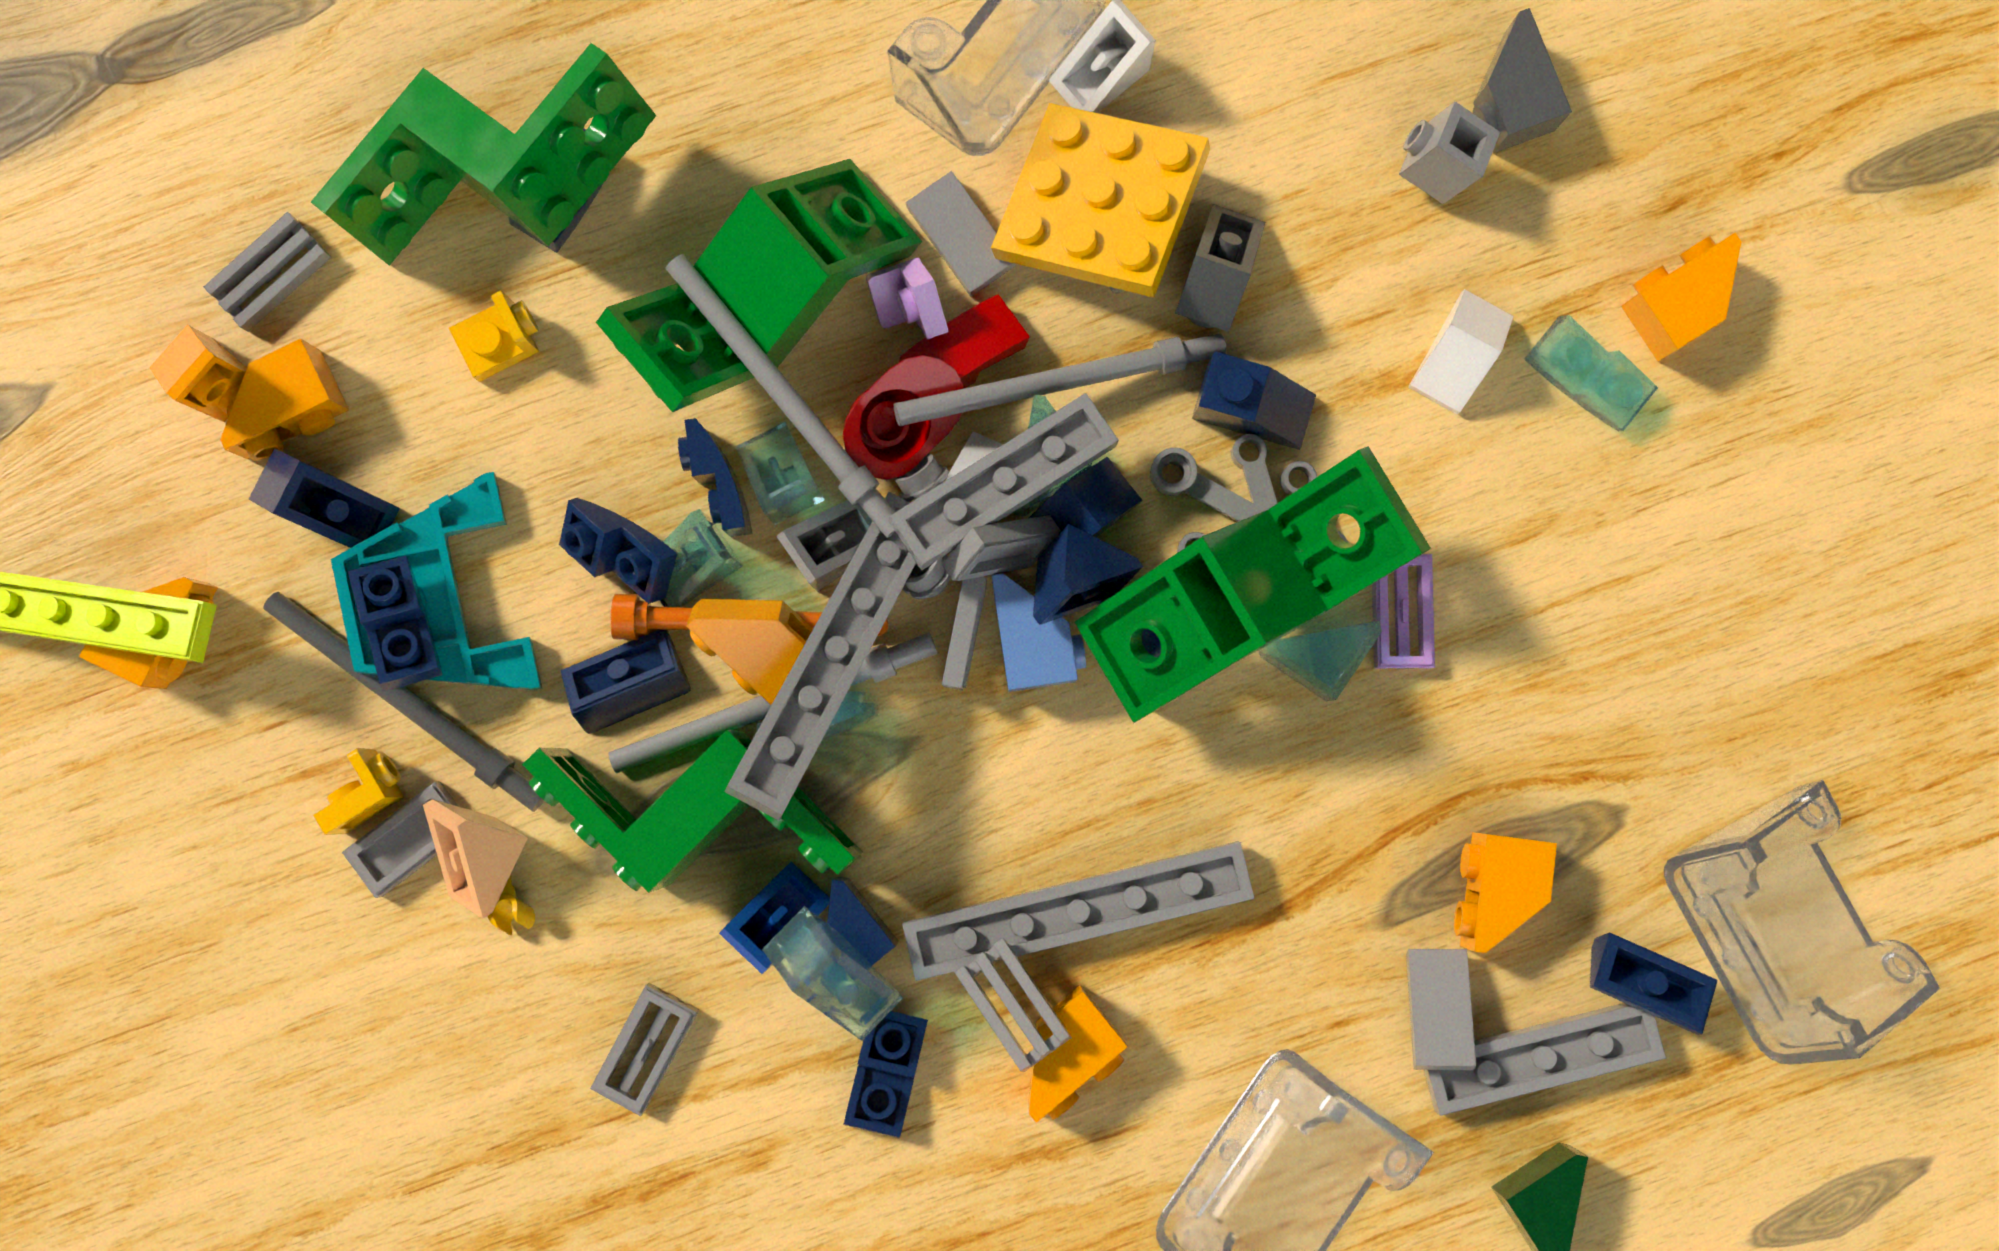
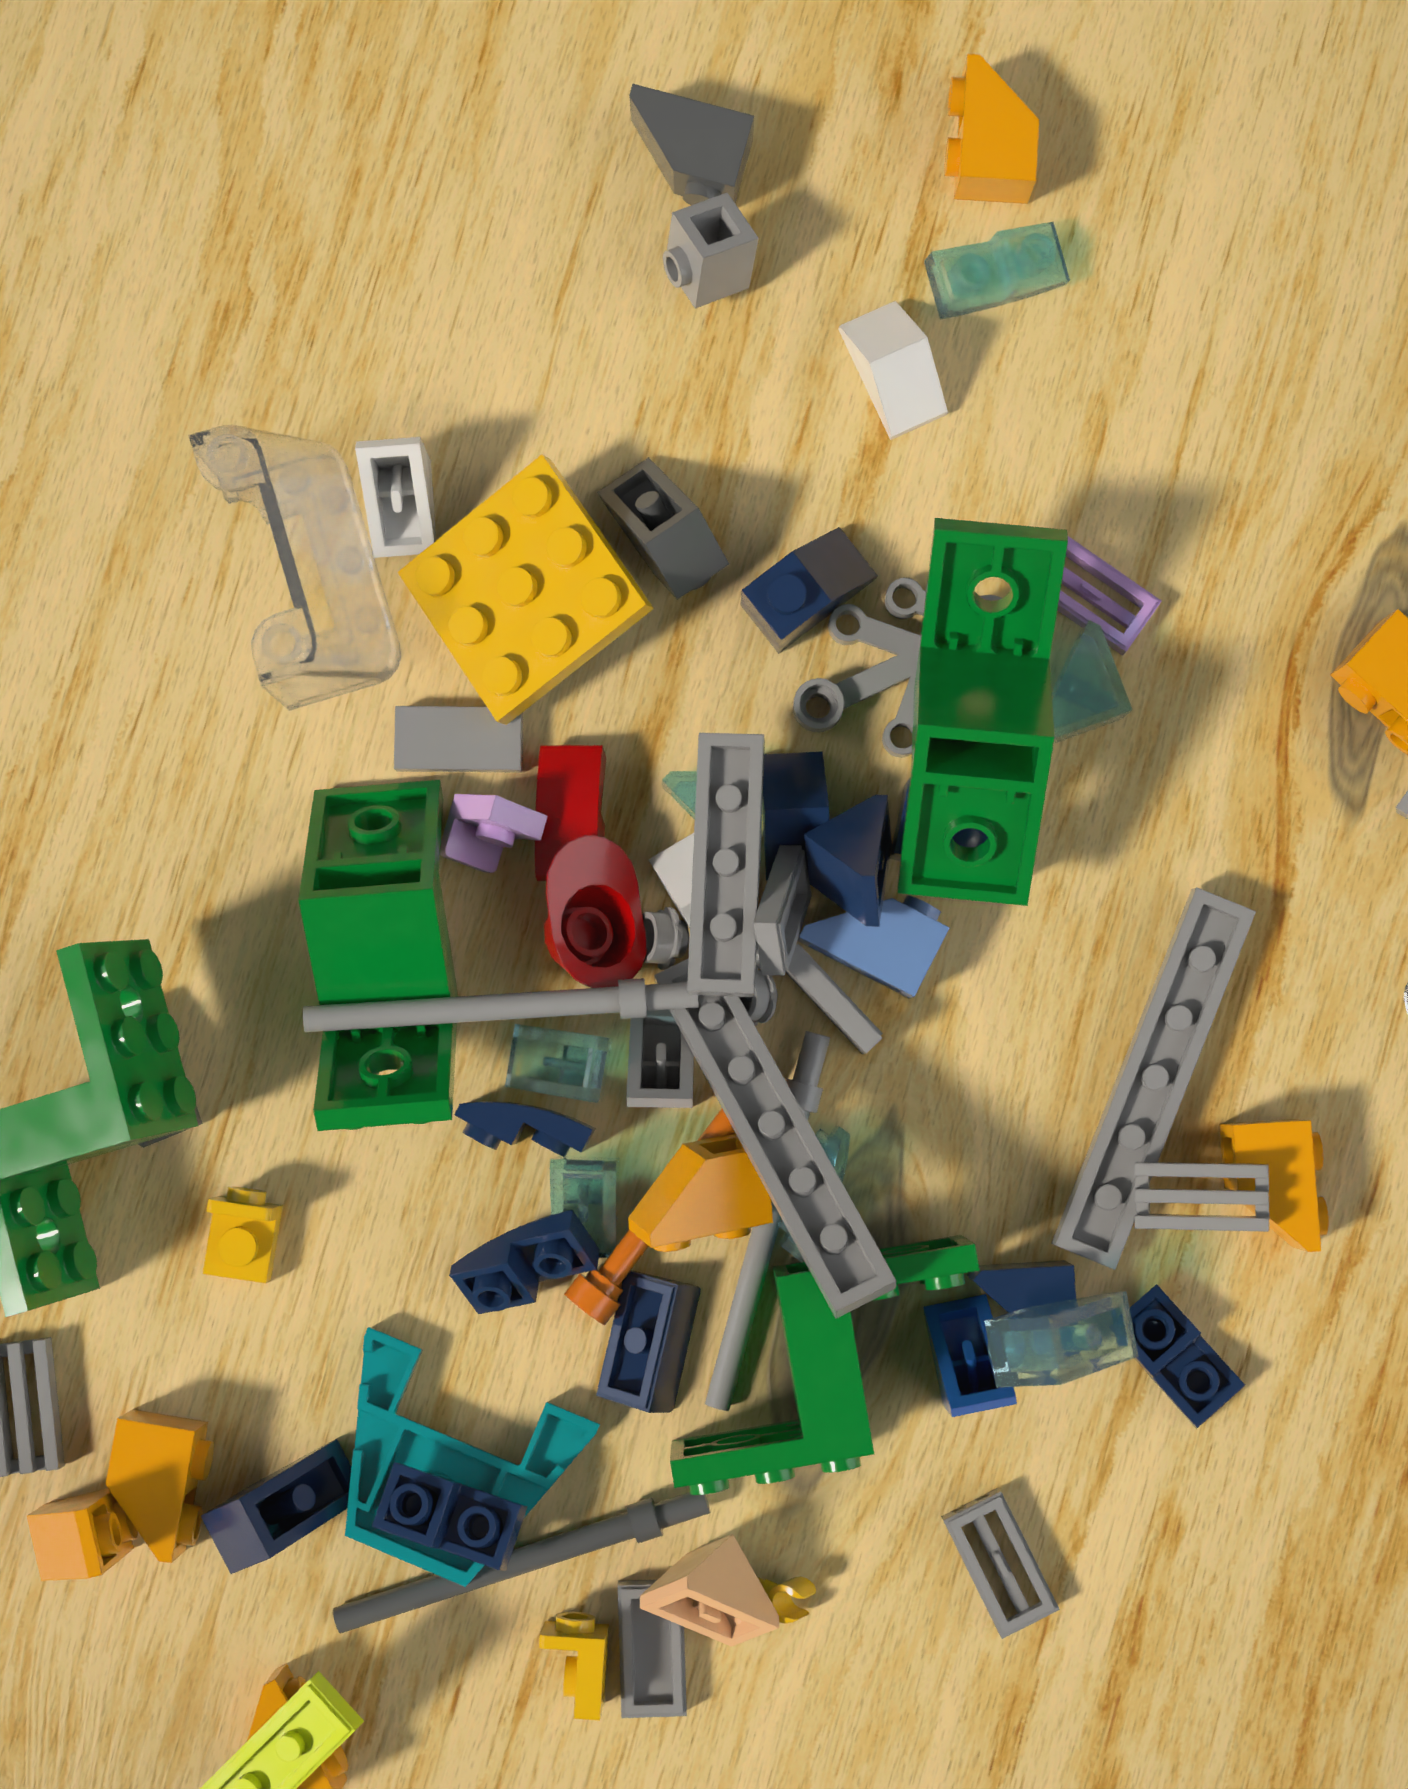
camera: 55 degrees left, 0 degrees up
(1165, 356) = (707, 637): light grey bar -> none

